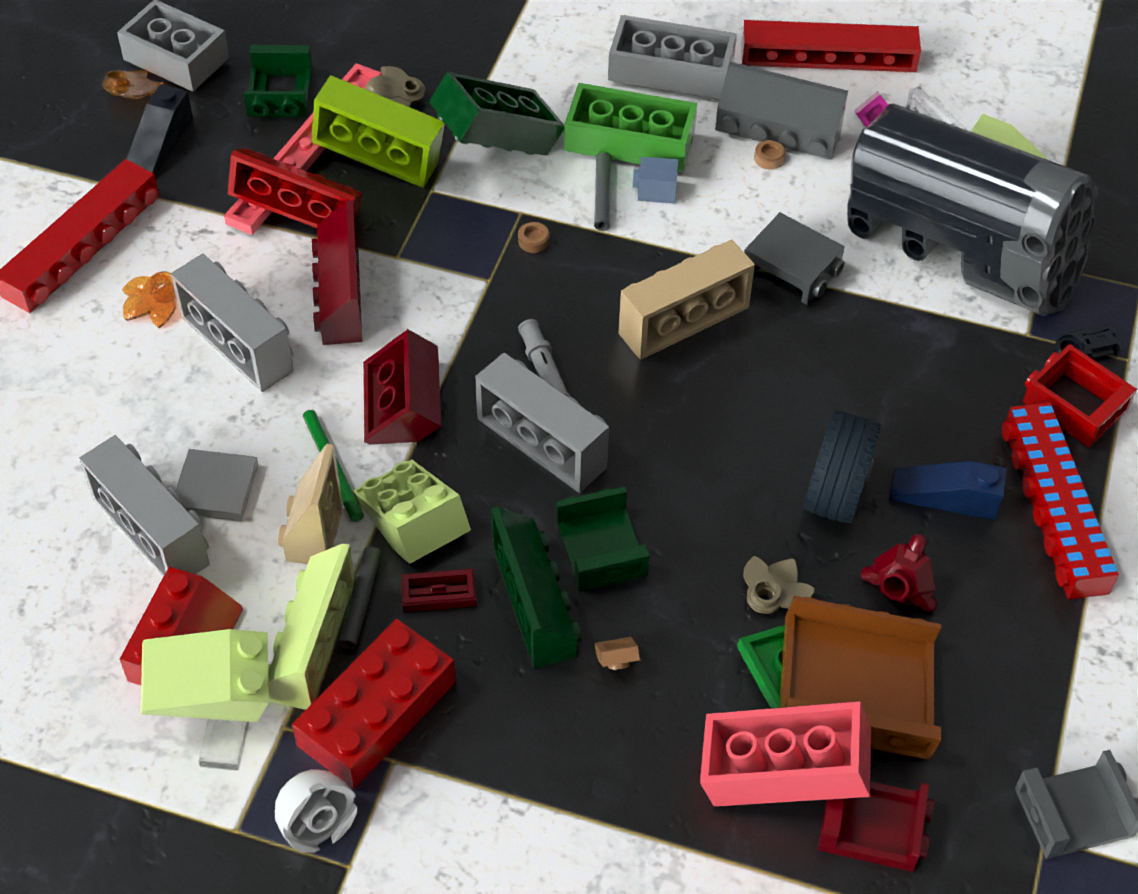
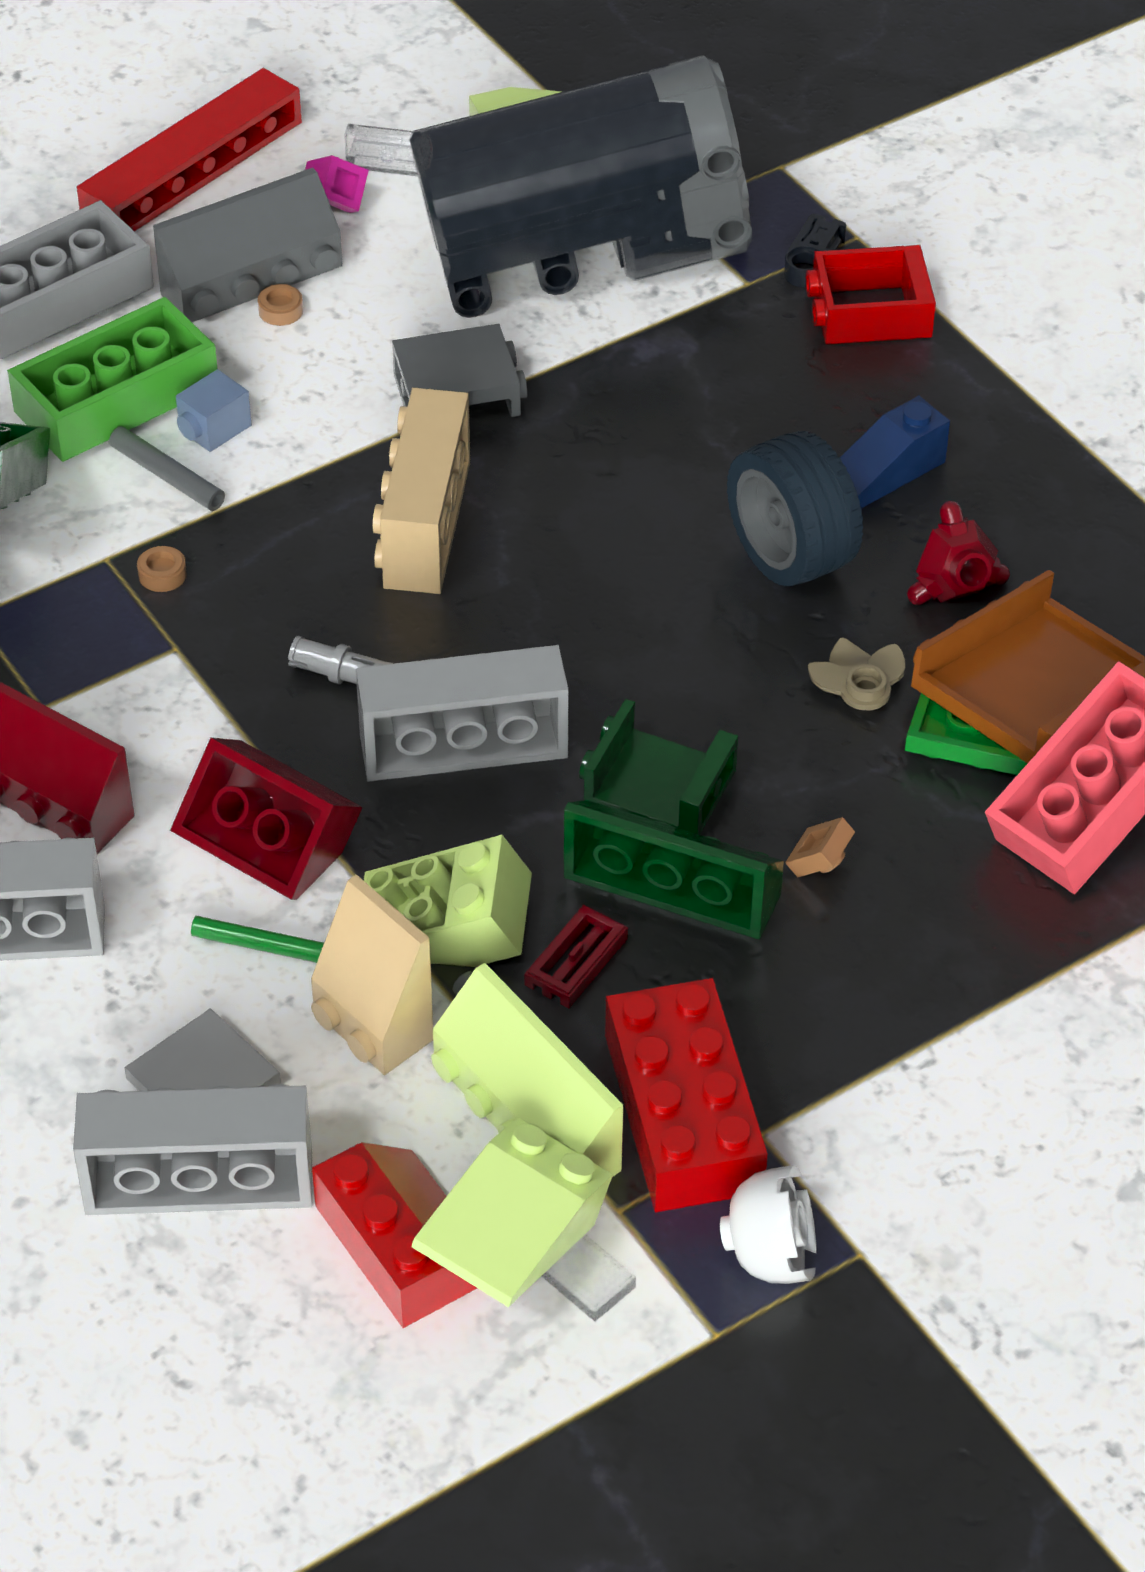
camera: 50 degrees left, 5 degrees down
(1059, 502) = (980, 393): red brick -> none

